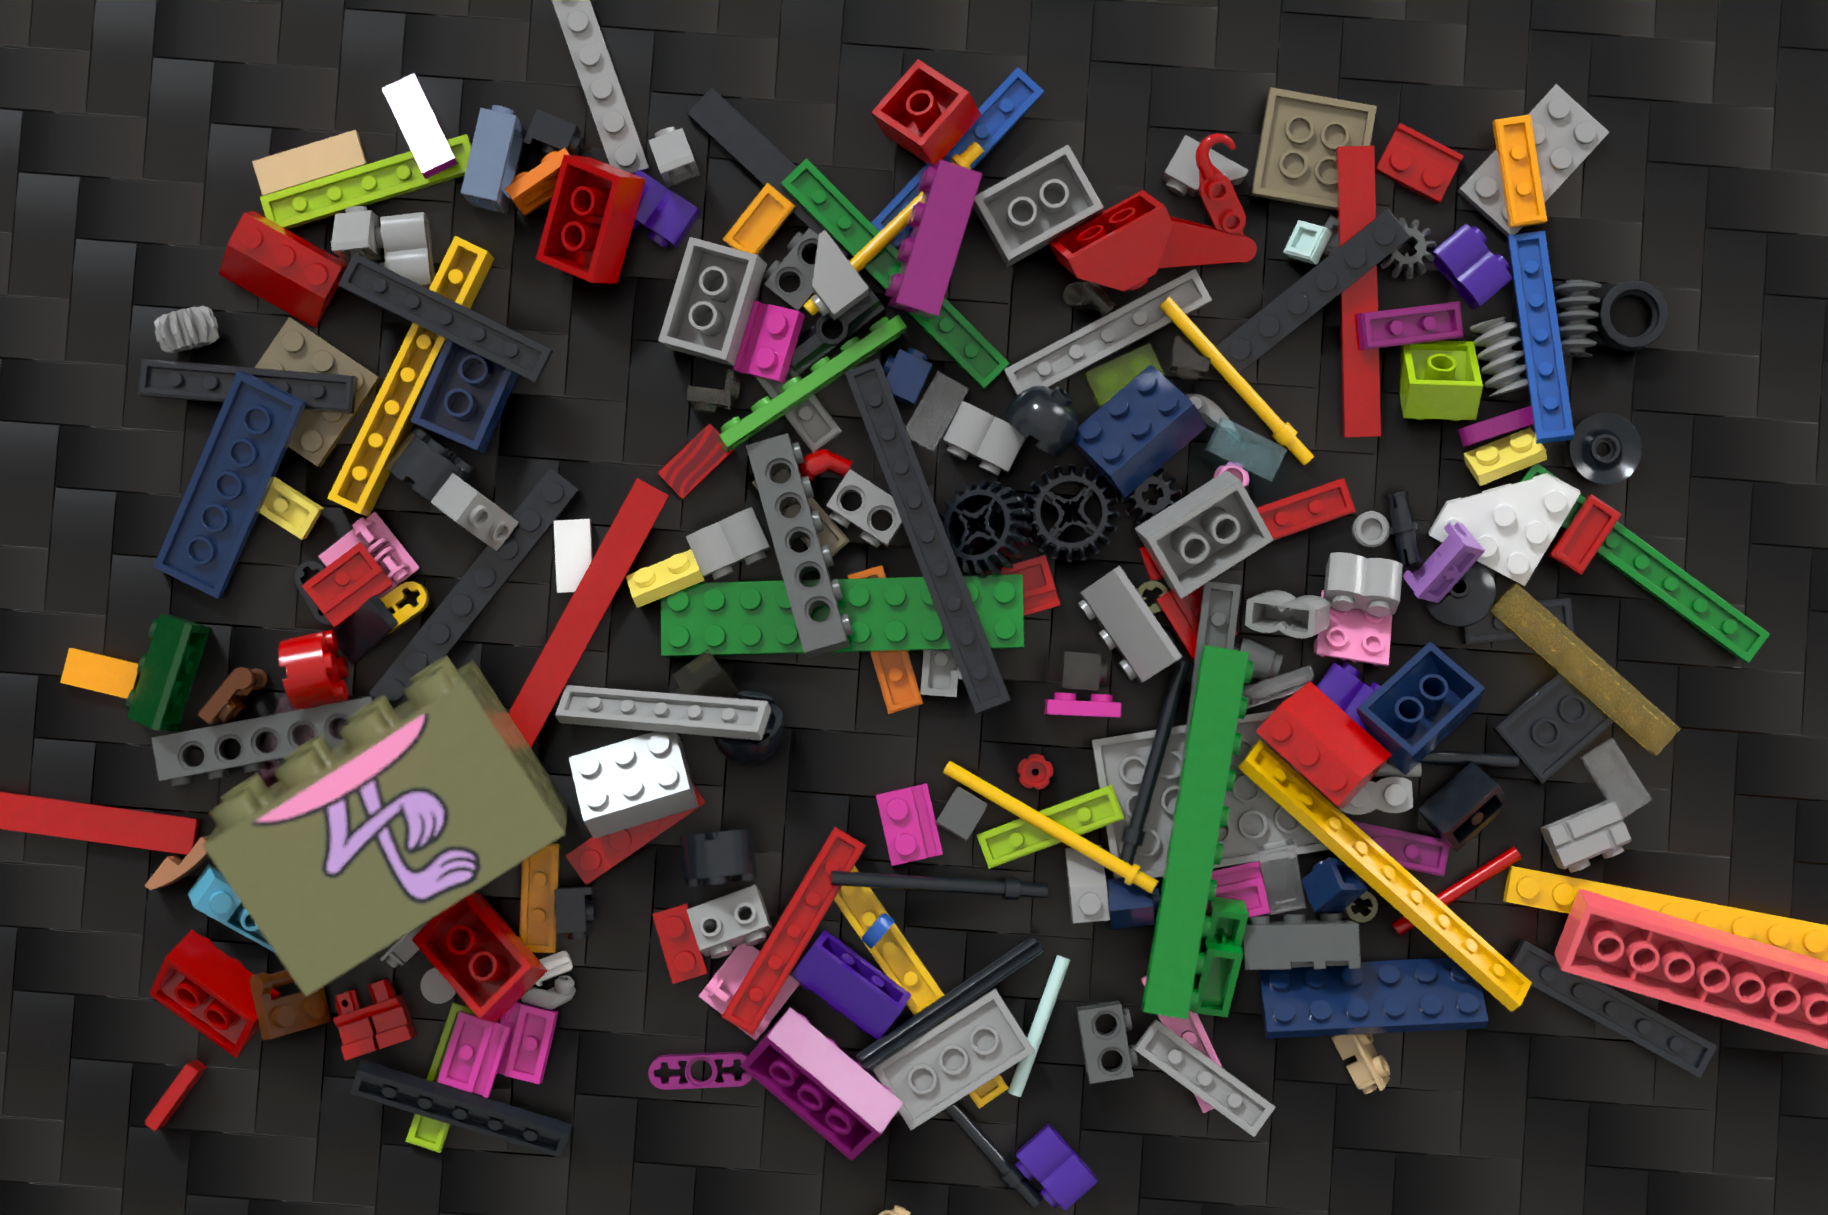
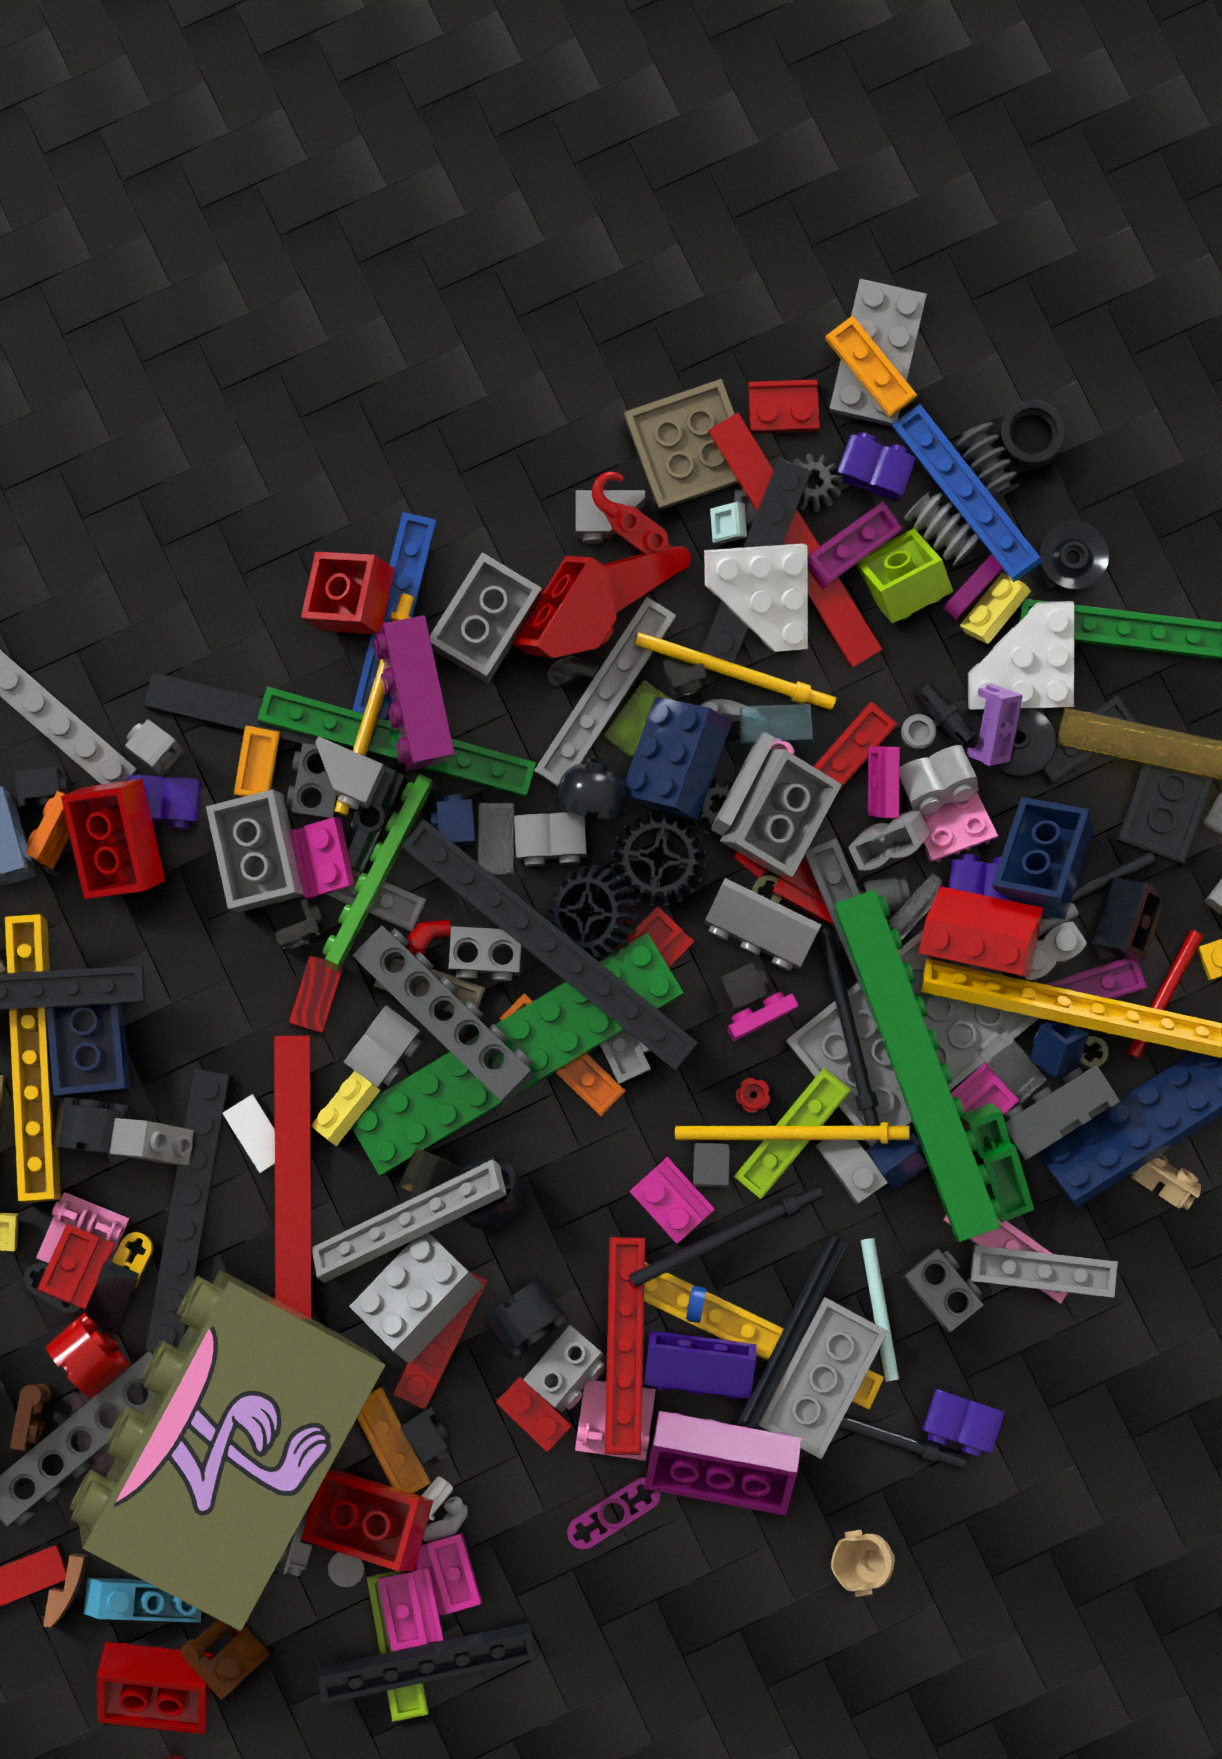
camera: 30 degrees left, 5 degrees down
(373, 1025) = (294, 1642): red hips -> none
(1184, 488) = (742, 783): none -> light grey tile
(1304, 323) = (764, 590): none -> white plate
(1313, 557) = (883, 781): none -> dark pink plate
(1584, 534) = (1098, 635): red tile -> none

